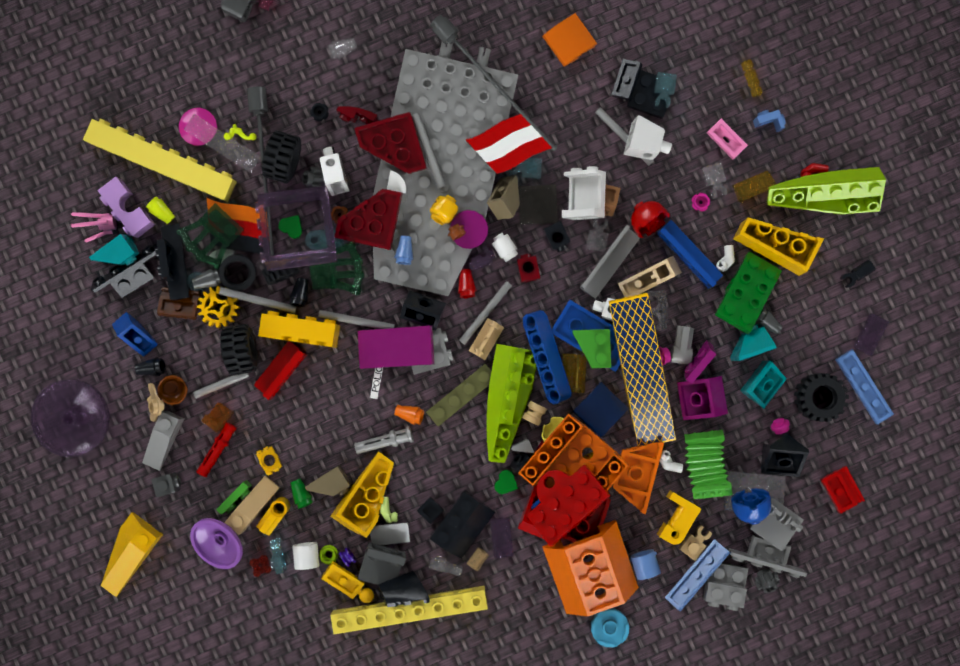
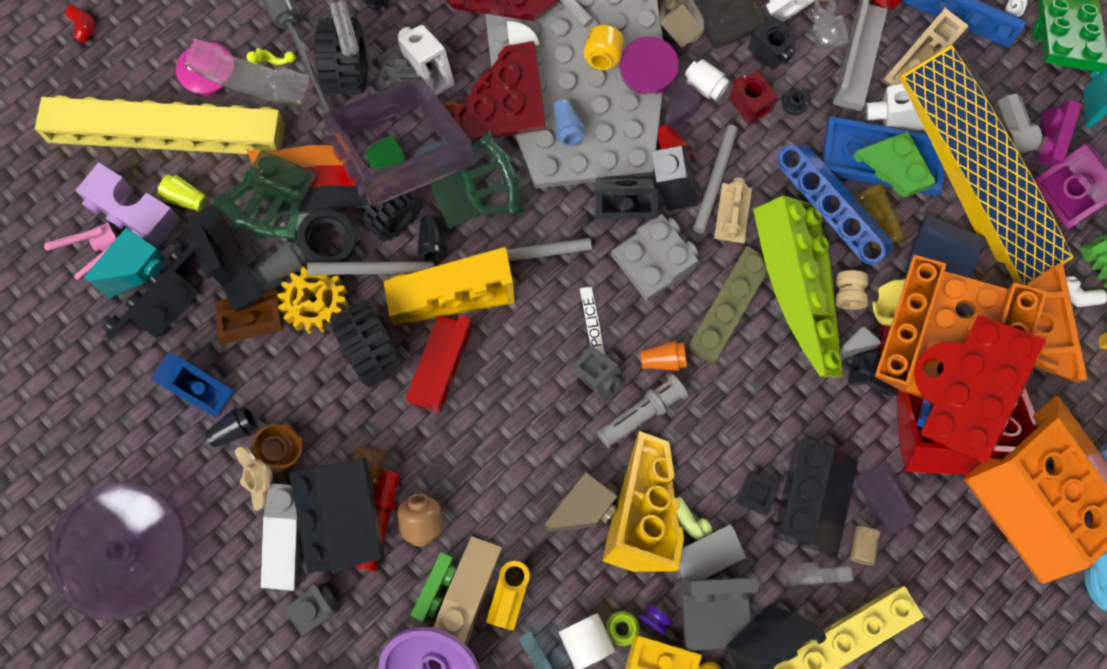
camera: 20 degrees left, 15 degrees down
(130, 67) = (83, 25): none -> red arm
(192, 442) = (337, 515): none -> black slope
(220, 384) = (353, 416): light grey bar -> none
(238, 459) = (419, 520): none -> medium nougat head
(269, 451) = (464, 494): yellow piece -> none
(284, 152) = (344, 28): none -> light grey axle
(301, 496) = (541, 543): green cone -> none
(368, 410) = (598, 373): none -> dark grey bracket
(395, 347) = (606, 264): magenta tile -> none
(456, 232) = (634, 67): dark orange plate -> none
(456, 306) = (675, 177): none -> black slope
(505, 483) = (854, 410): green tile -> none
(560, 280) = (796, 108): none -> black plate

